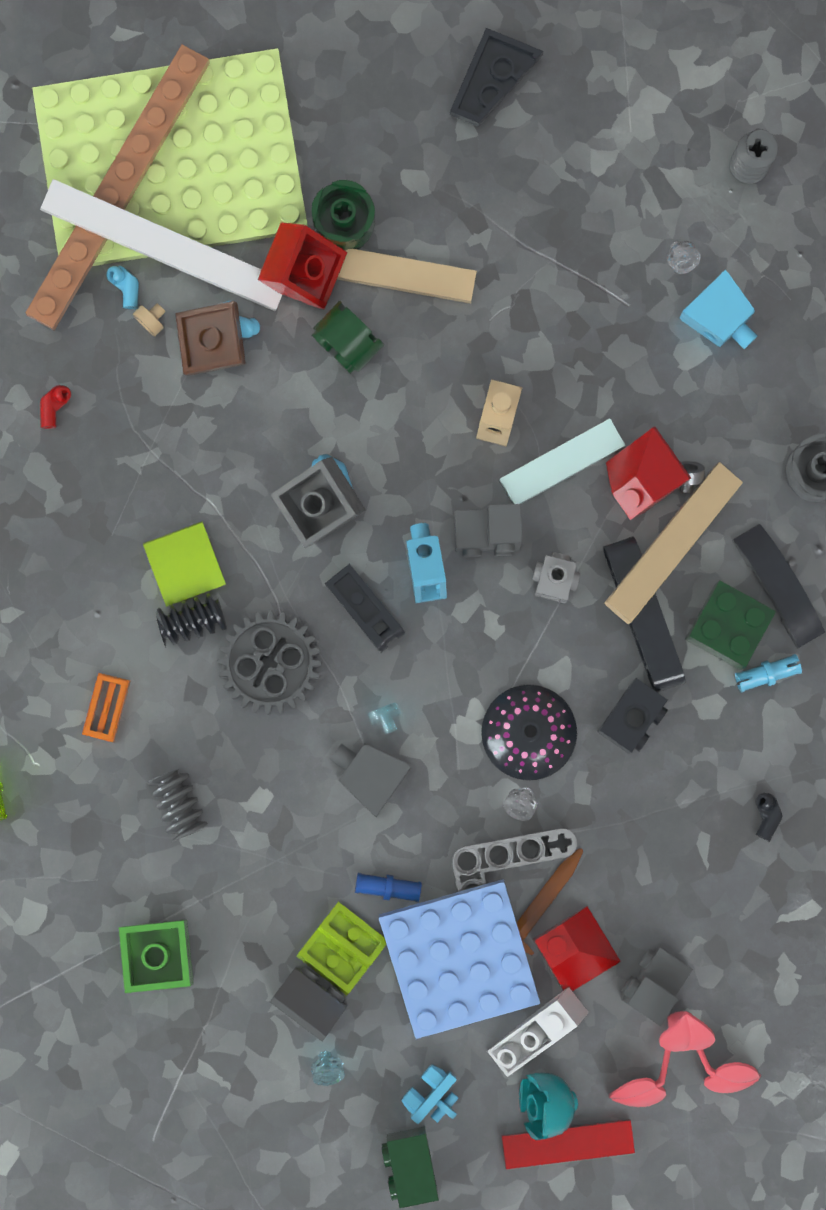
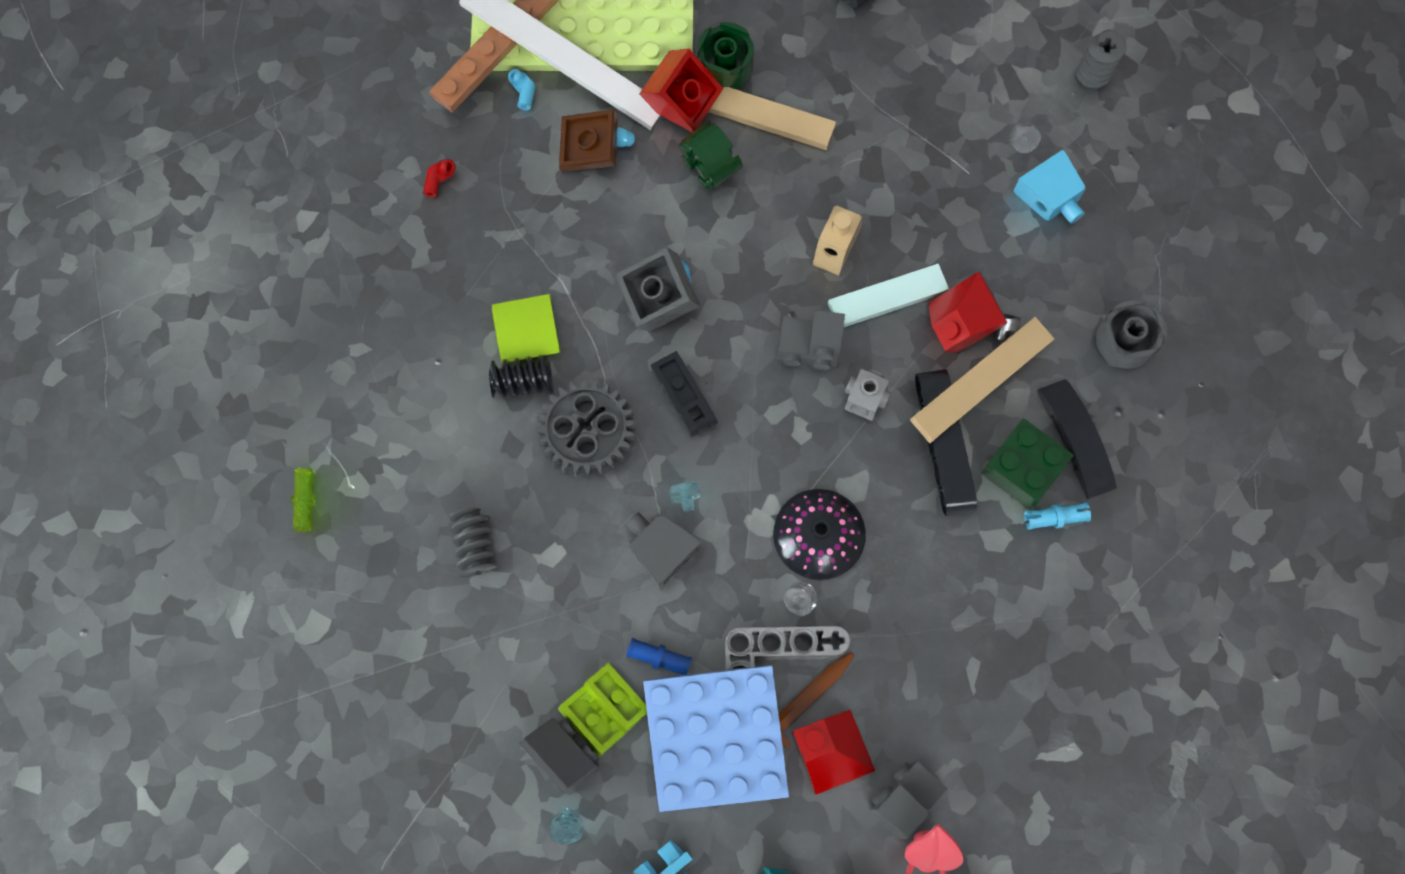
camera: 15 degrees right, 10 degrees down
(99, 734) = (437, 450): orange tile -> none
(150, 318) = (538, 117): tan tile -> none
(156, 956) = (421, 682): bright green brick -> none
(428, 572) = (747, 364): medium azure torso -> none
(538, 1032) = (782, 827): white slope -> none
(637, 697) = (930, 517): black brick -> none
(771, 815) = (1043, 651): black arm -> none

